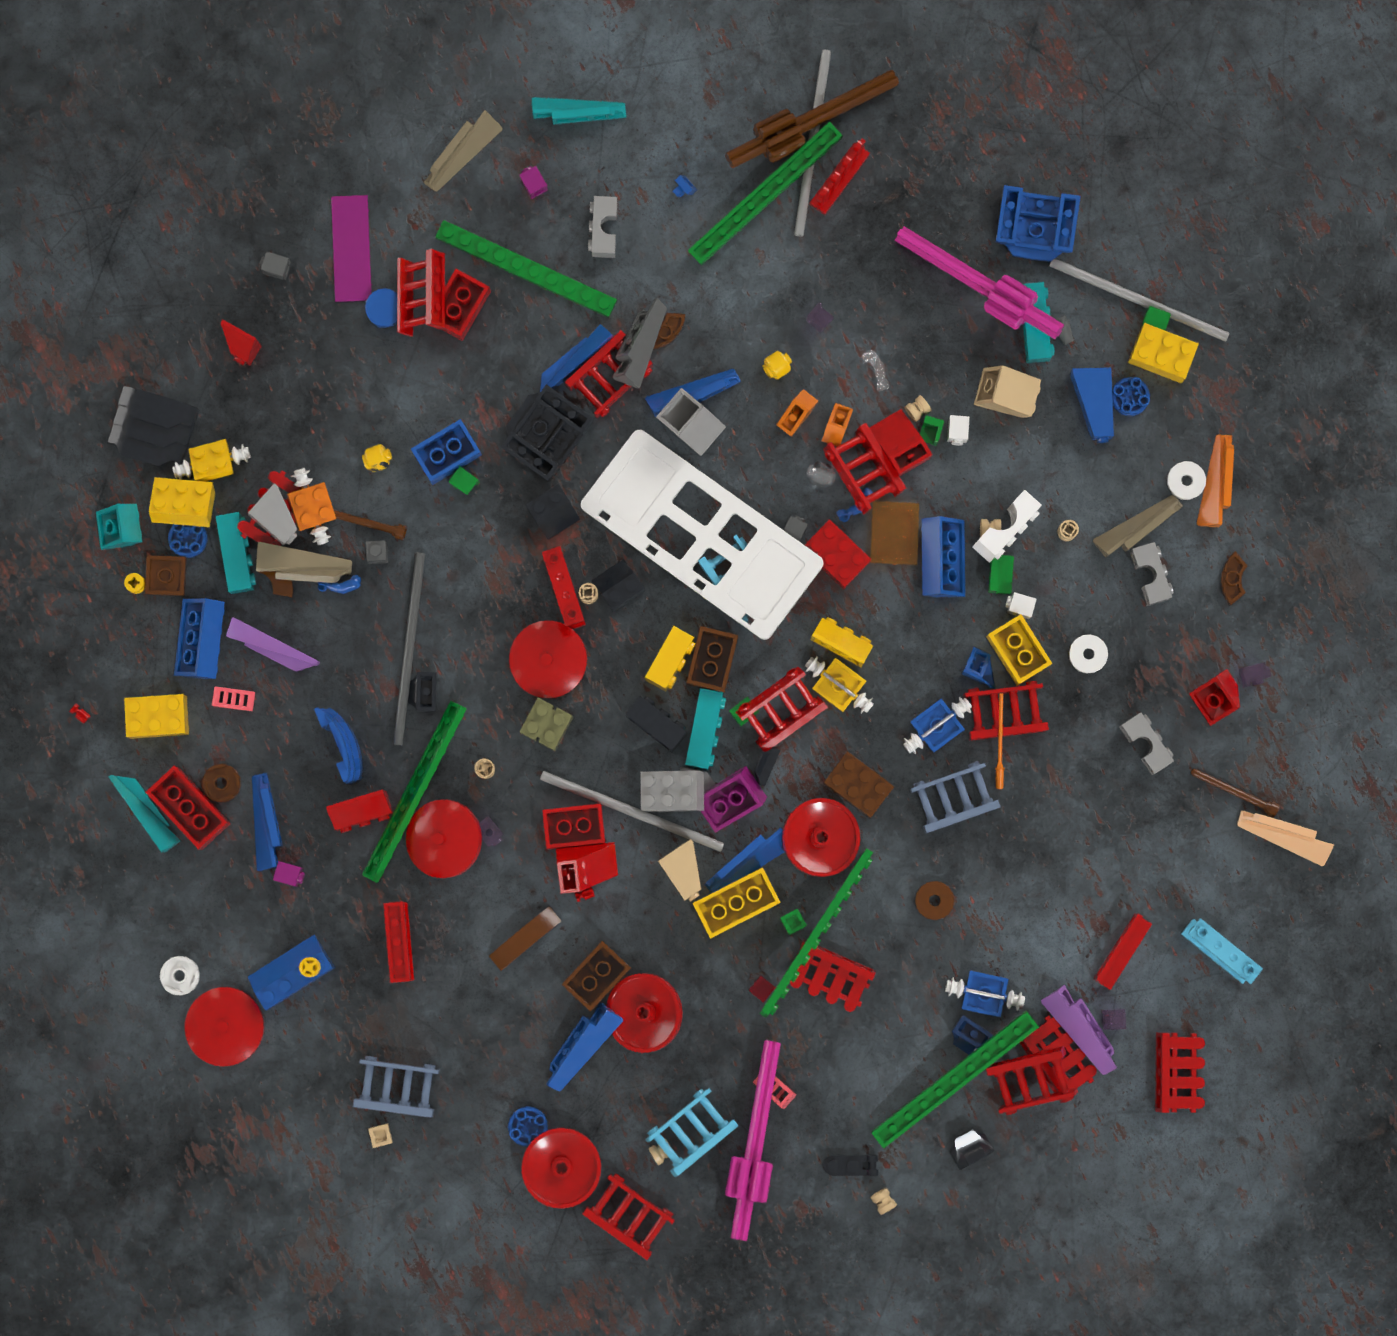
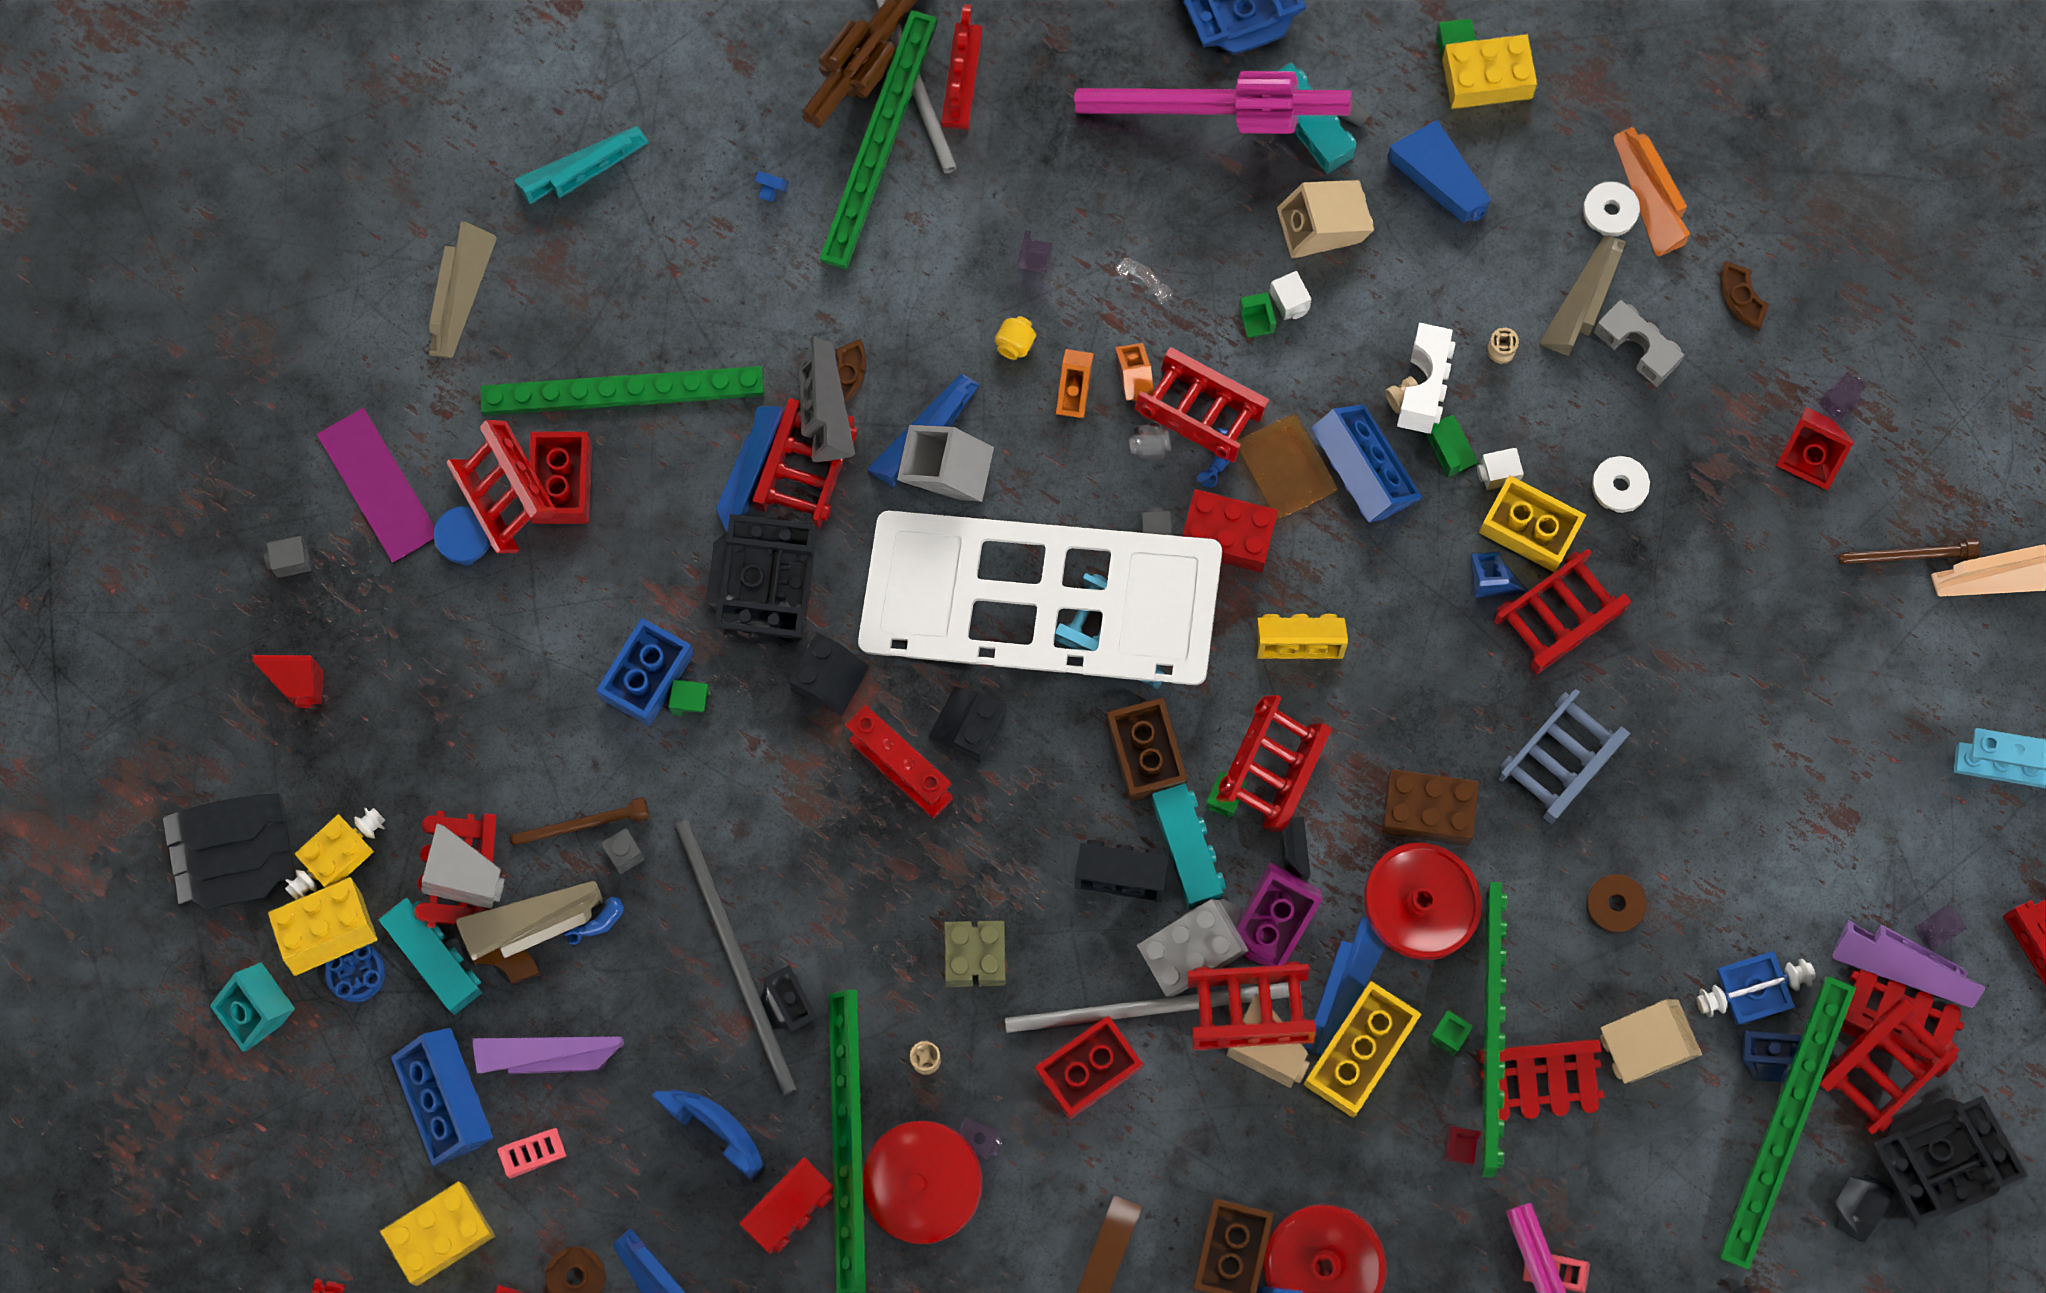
camera: 25 degrees left, 10 degrees down
(139, 583) = (318, 1075): yellow wheel -> none
(165, 575) = (350, 1038): reddish brown tile -> none
(311, 506) = (502, 836): orange plate -> none
(377, 458) = (556, 729): yellow head -> none
(533, 181) = (572, 278): magenta brick -> none
(548, 659) = (929, 867): red dish -> none
(585, 866) = (1133, 1111): red slope -> none
(586, 894) = (1154, 1151): red piece -> none
(588, 593) = (934, 757): tan wheel -> none
(603, 209) = (705, 306): light grey arch -> none
(667, 856) = (1239, 1033): none -> red fence
(670, 659) = (1092, 777): yellow brick -> none
(839, 684) = (1329, 694): yellow plate -> none
(901, 442) = (1230, 347): red slope -> none
(905, 990) = (1650, 1041): none -> tan slope
(917, 408) = (1225, 297): tan wheel -> none
(937, 725) = (1485, 676): blue plate -> none
(999, 768) = (1597, 685): orange piece -> none
(1034, 1151) = (1948, 1159): none -> black slope
(1122, 951) = (1895, 834): red fence -> none
(1130, 396) = (1481, 144): blue tile -> none
(1138, 299) = (1417, 26): light grey piece -> none
(1158, 755) = (1786, 559): light grey arch -> none

